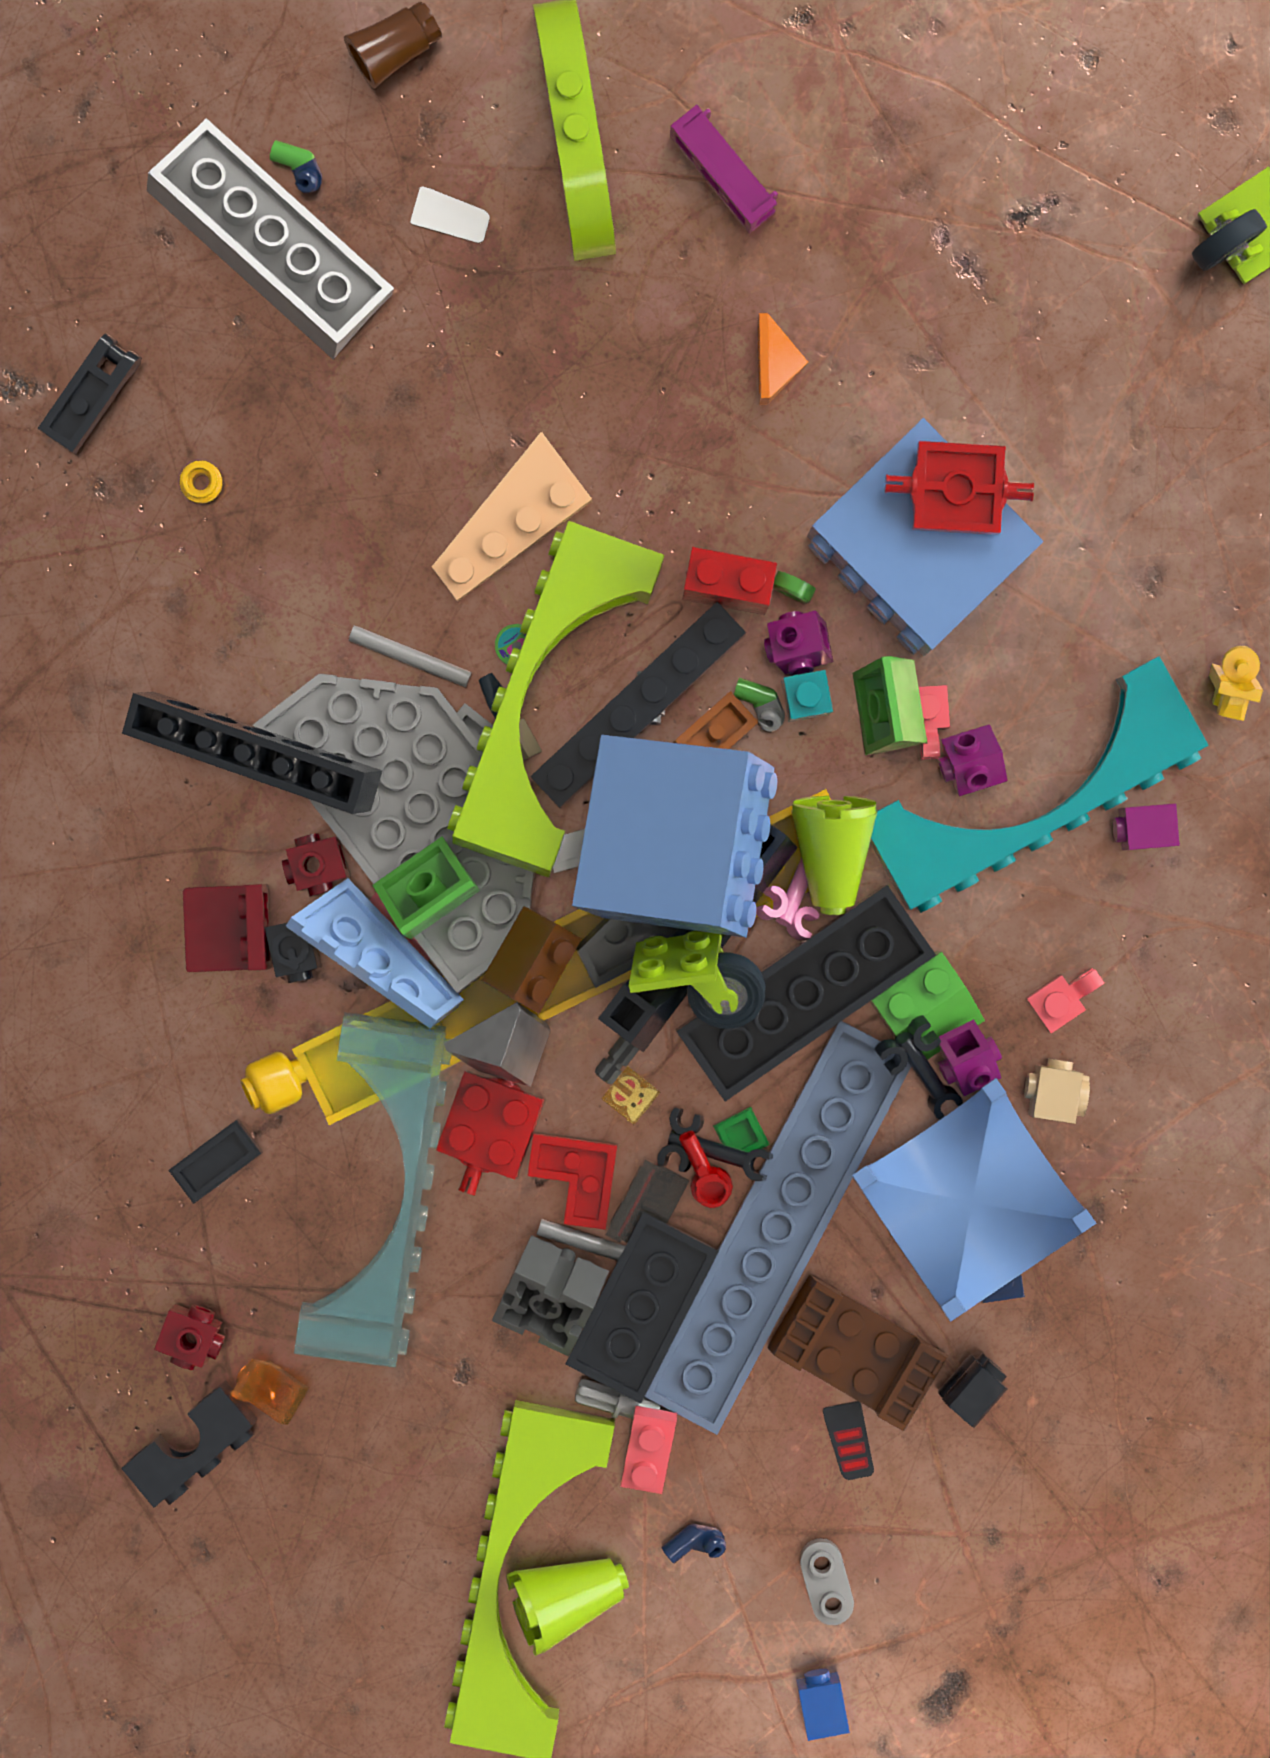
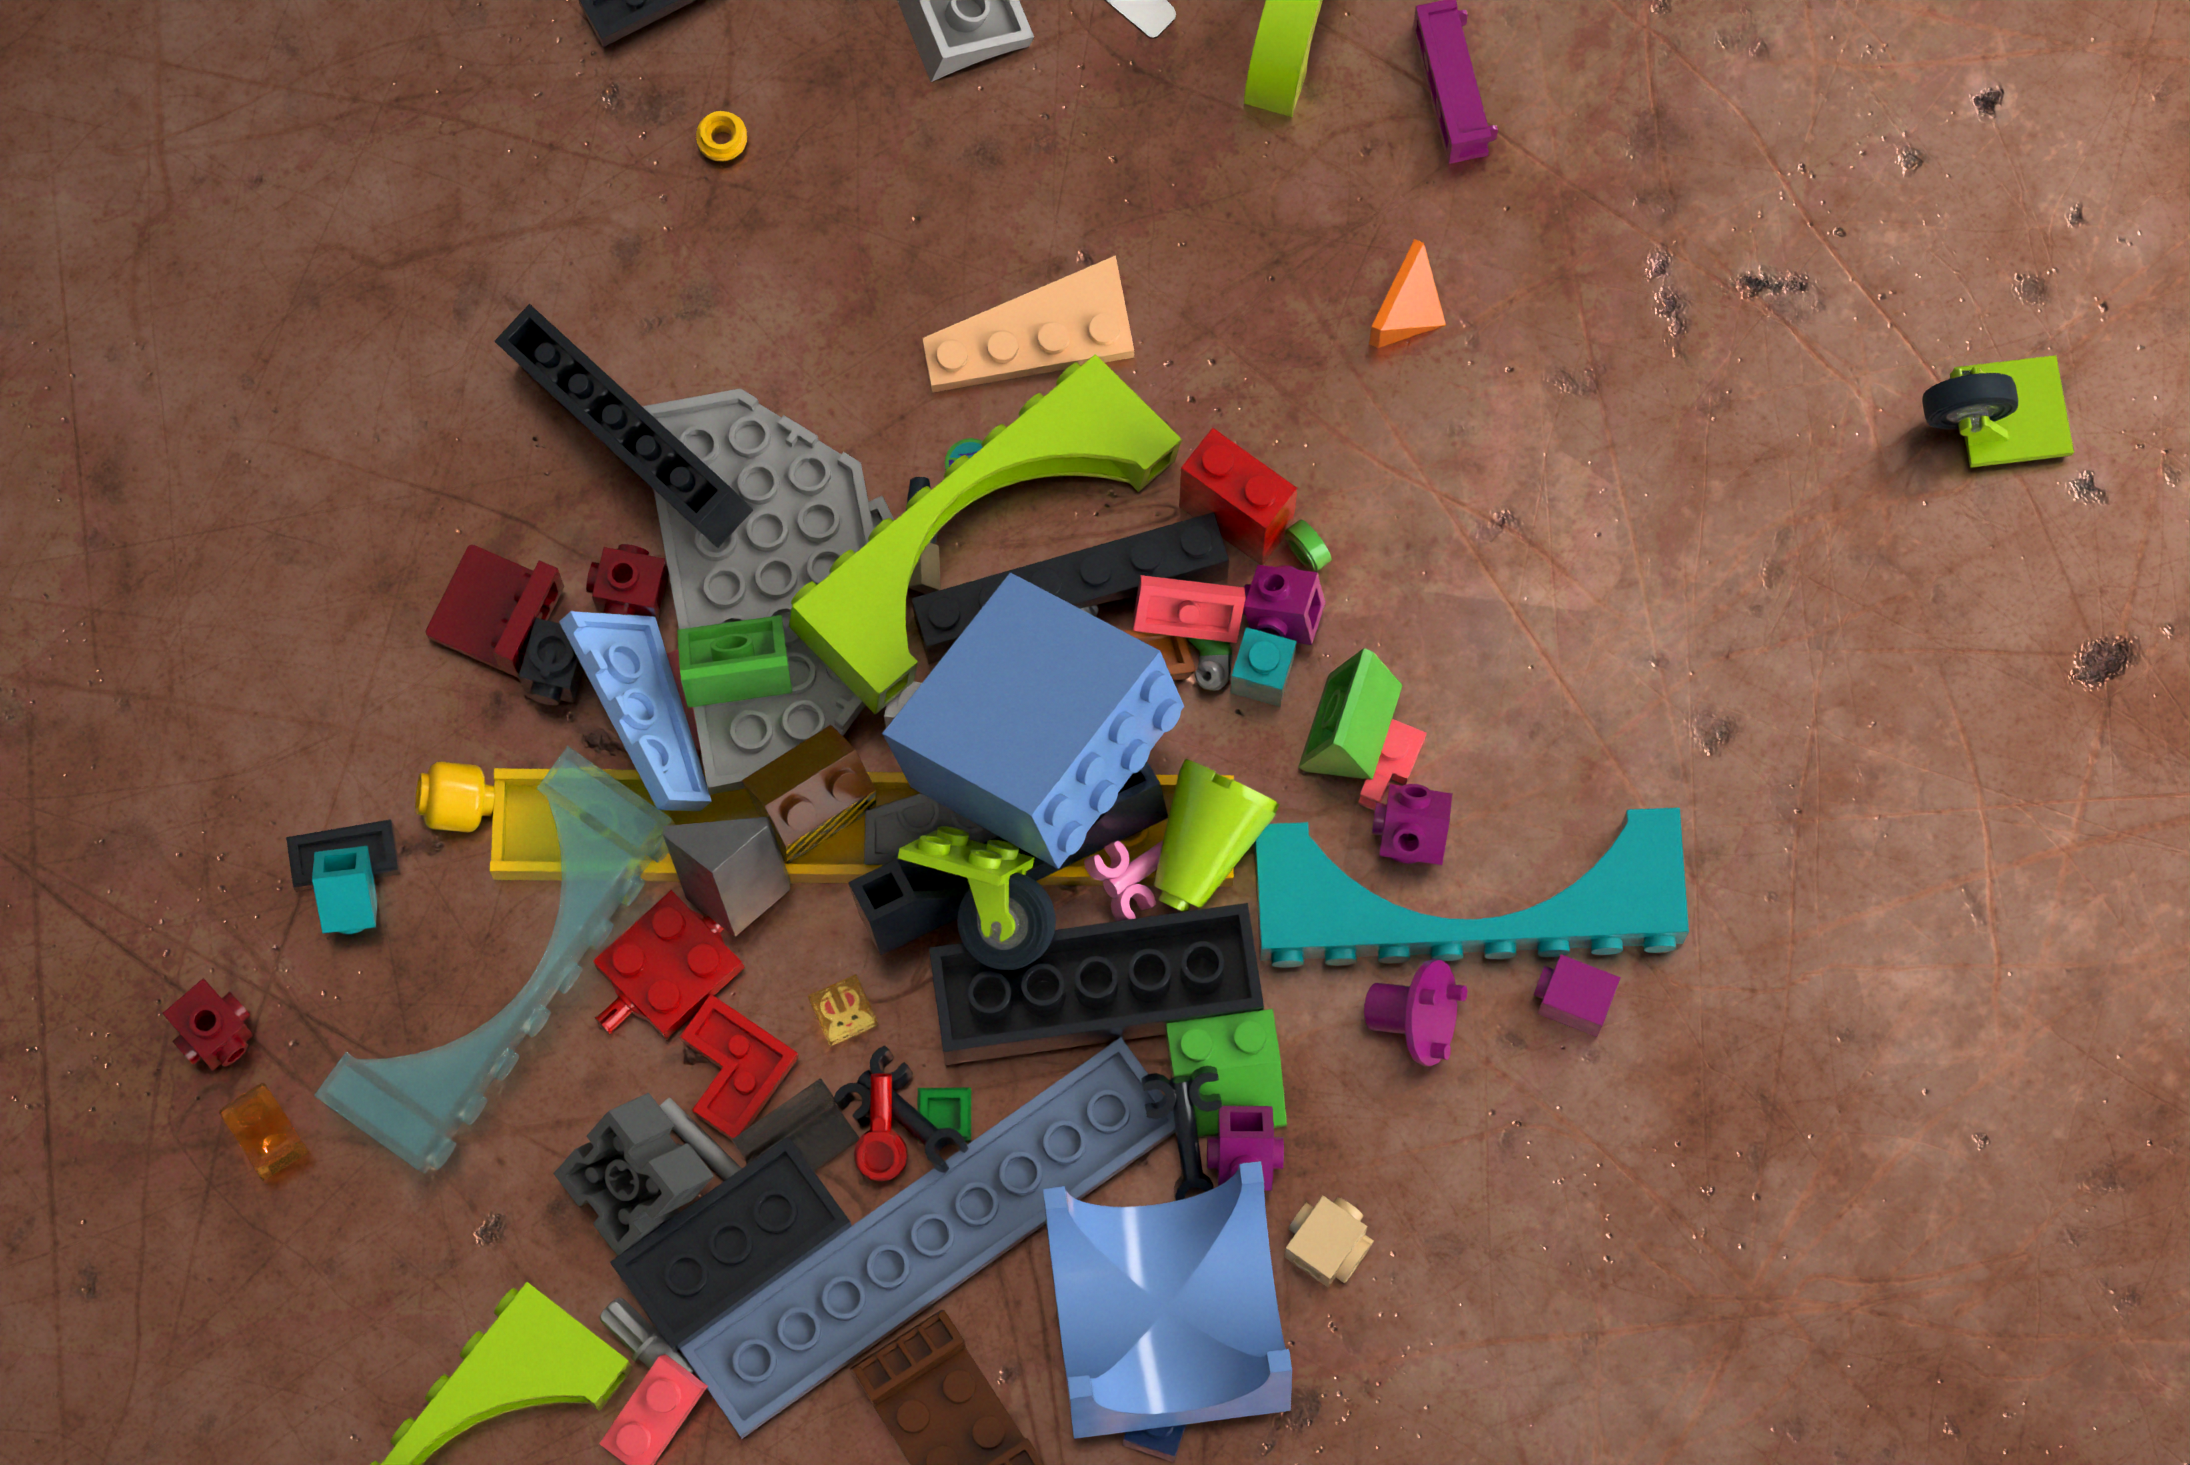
camera: 25 degrees right, 15 degrees down
(162, 1470) = (189, 1145): black arch -> none
(233, 1191) = (344, 890): none -> teal brick
(410, 656) = (849, 422): light grey bar -> none
(620, 1056) = (855, 959): dark grey axle -> none
(734, 683) = (1188, 609): none -> coral plate
(914, 576) = (1475, 557): medium blue brick -> none
(959, 488) = (1537, 504): red plate -> none
(1042, 898) = (1420, 1011): none -> magenta piece
(1059, 1001) = (1381, 1143): coral plate -> none
(1236, 682) = (1754, 876): yellow hips -> none

